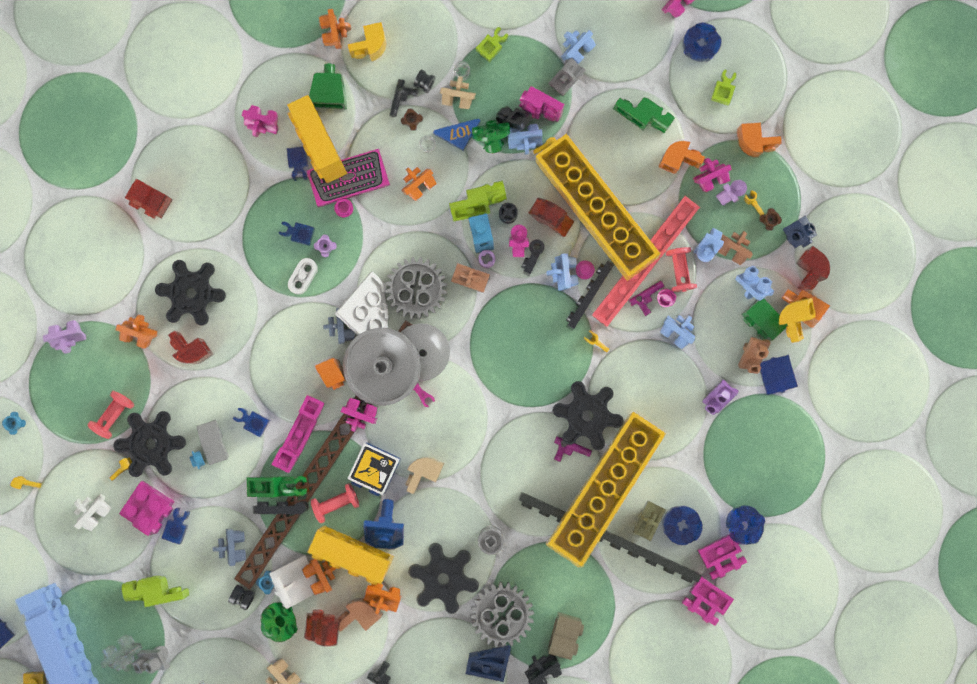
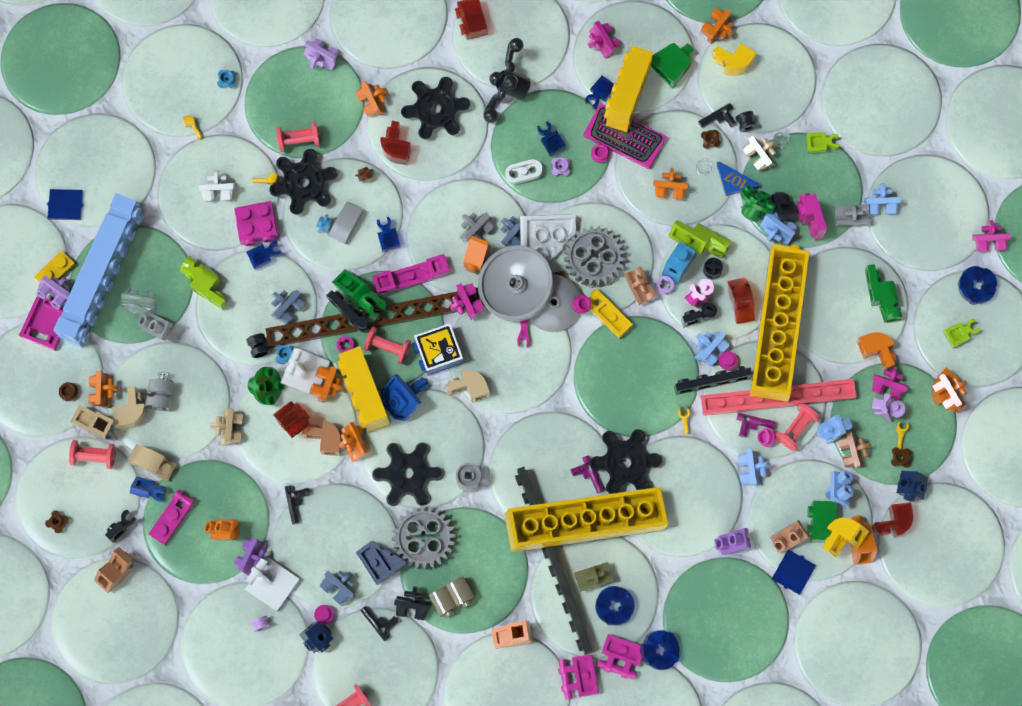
camera: 45 degrees right, 10 degrees down
(188, 393) = (364, 174): none -> reddish brown plate
(223, 221) = (507, 82): none -> black wheel
(309, 344) = (481, 222): none -> light grey hips
(309, 534) = (342, 340): none -> dark pink bush
(443, 333) = (581, 304): none -> dark pink plate
(467, 320) = (609, 314): none -> yellow plate
(636, 619) = (512, 634): none -> brick
(772, 142) = (945, 384): none -> hips

